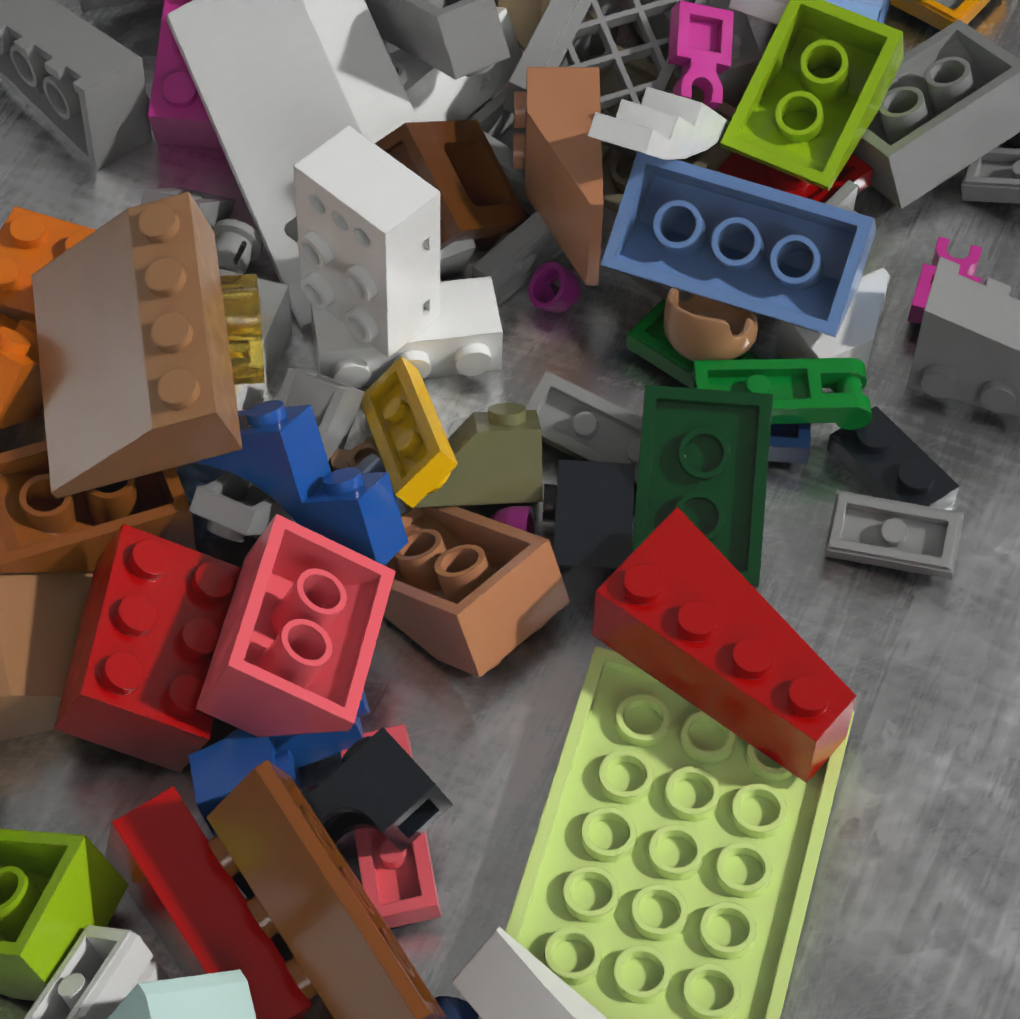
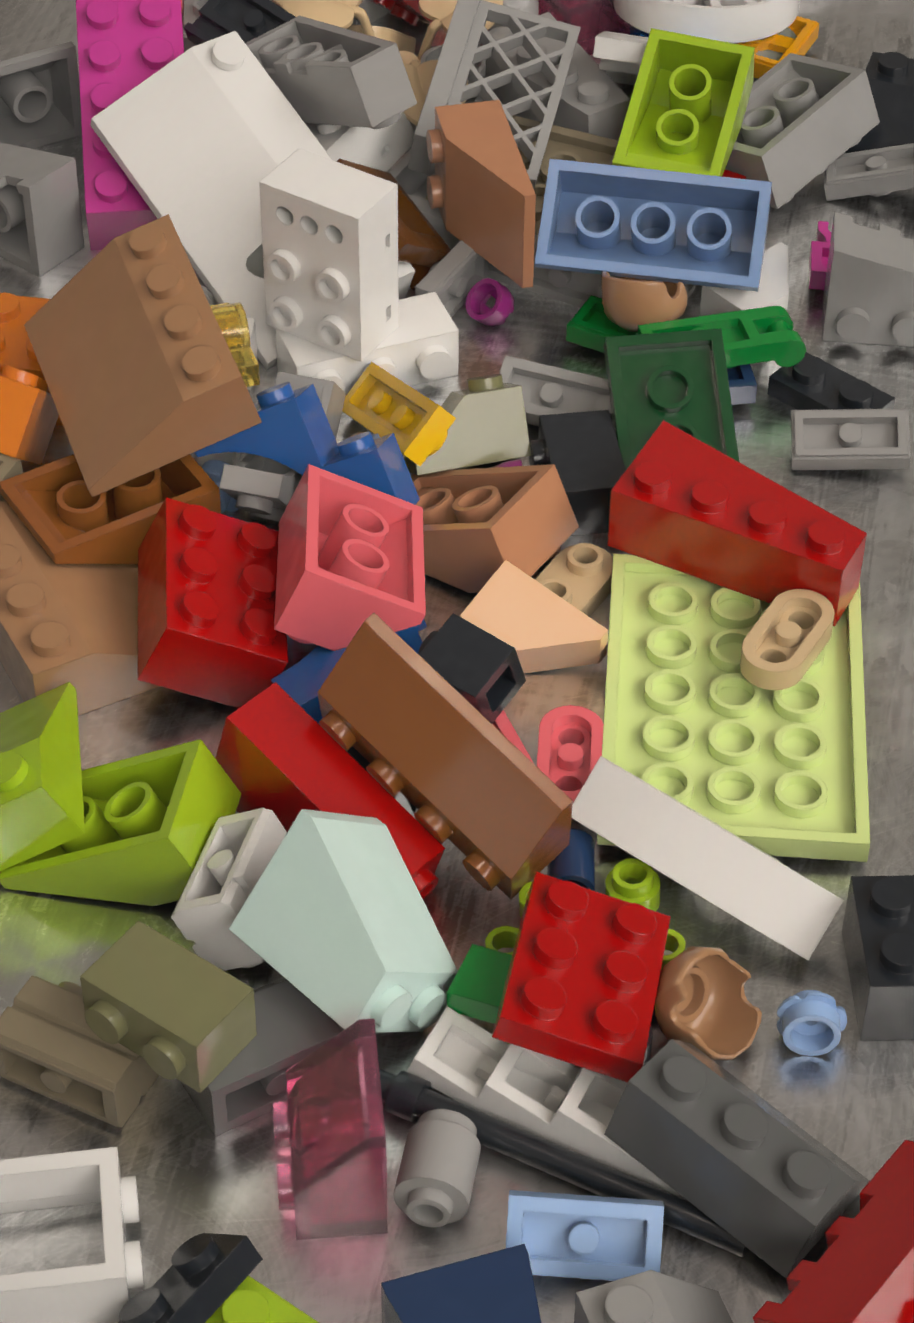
camera: 10 degrees left, 10 degrees down
(474, 728) = (536, 622): none -> light nougat slope
(474, 906) = (569, 746): none -> coral plate
(546, 674) = (580, 576): none -> tan plate
(661, 126) = (564, 136): white slope -> none
(703, 47) = (577, 87): dark pink plate -> none
(740, 805) = (787, 639): none -> tan plate

